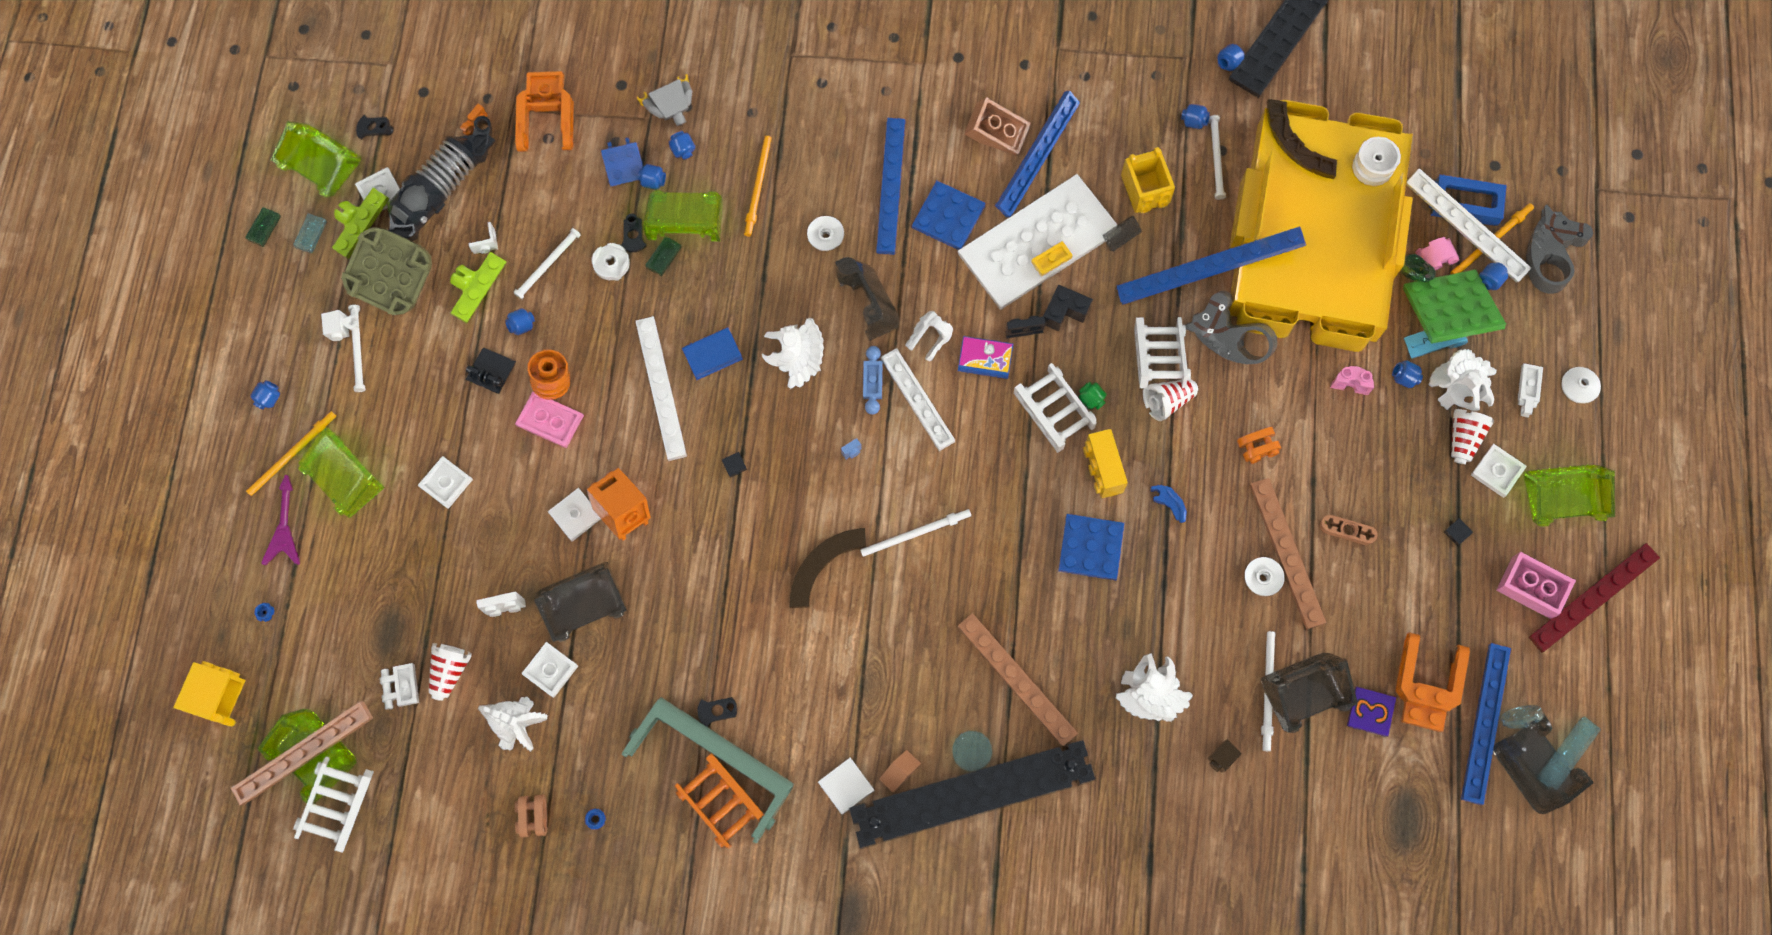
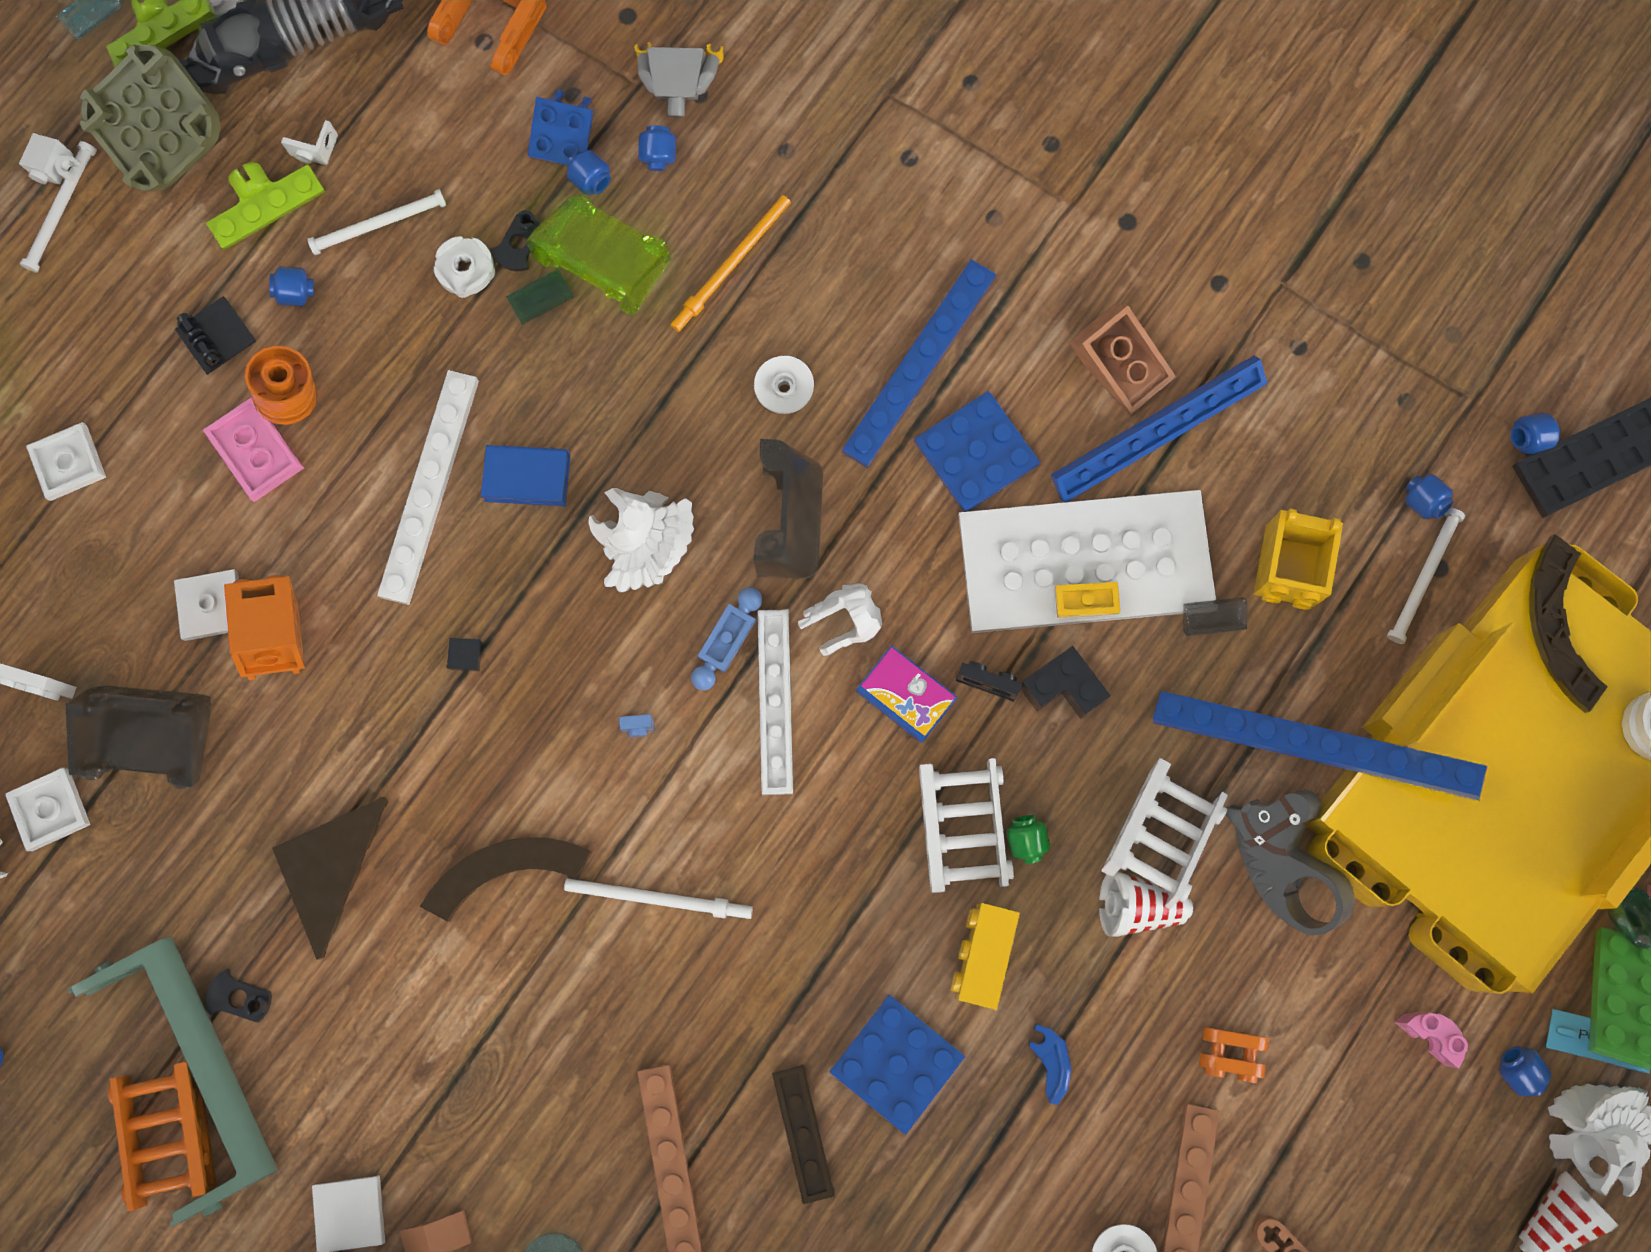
camera: 30 degrees right, 5 degrees up
(724, 616) = (324, 867): none -> dark brown tile
(1063, 609) = (803, 1134): none -> dark brown tile

